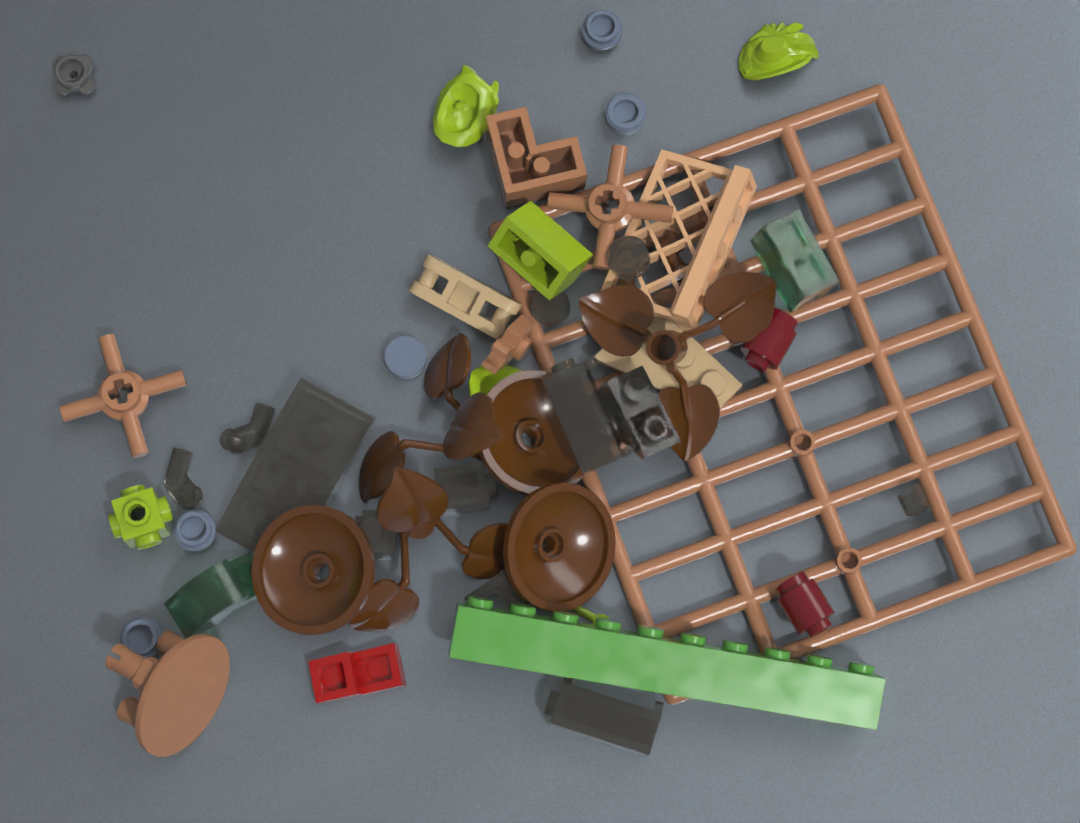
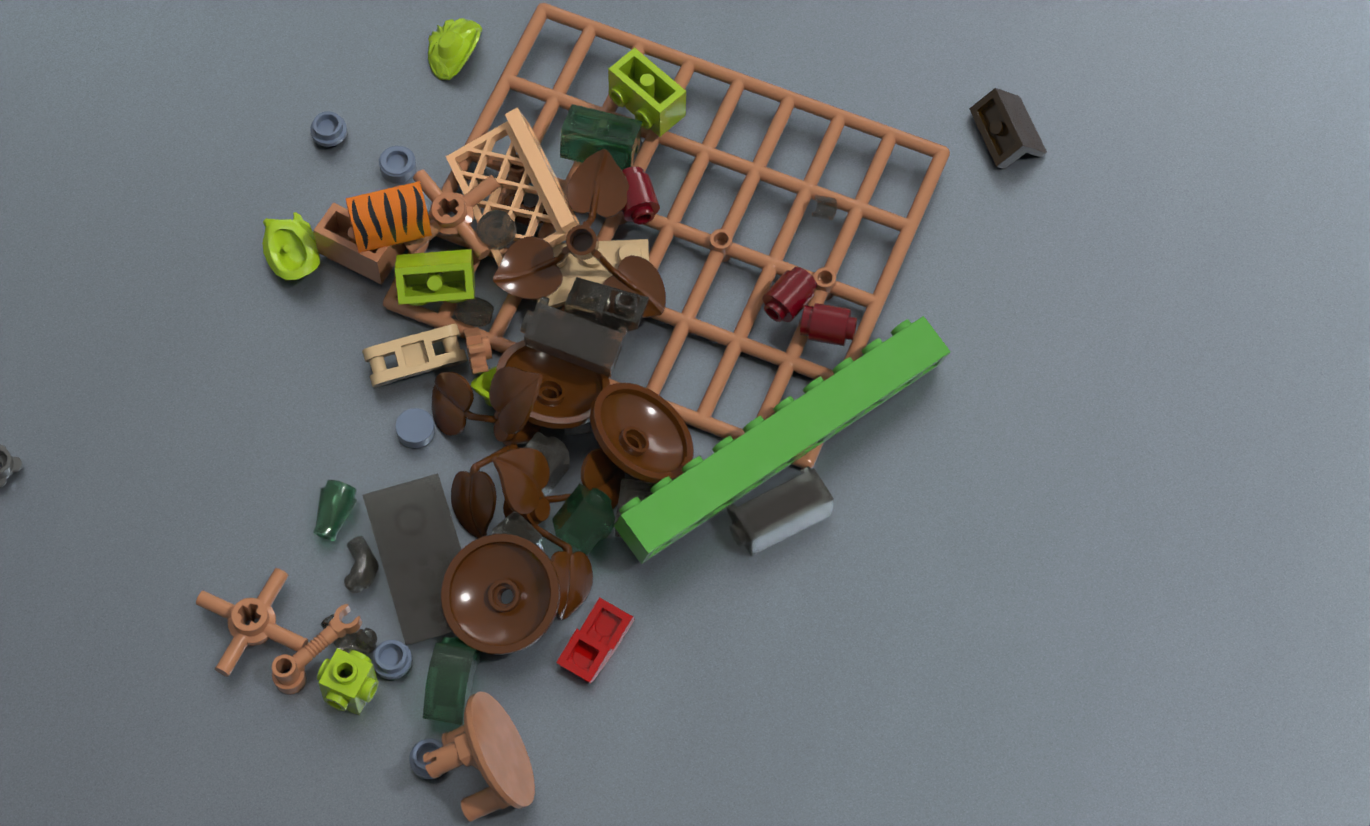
camera: 40 degrees left, 15 degrees down
(122, 464) = (296, 678): none -> nougat brick
(275, 364) = (334, 507): none -> clear green cone
(442, 571) = (584, 518): none -> clear green brick
(547, 167) = (388, 217): none -> orange brick
(801, 548) = (789, 295): none -> dark red brick
(872, 258) = (646, 92): none -> lime brick

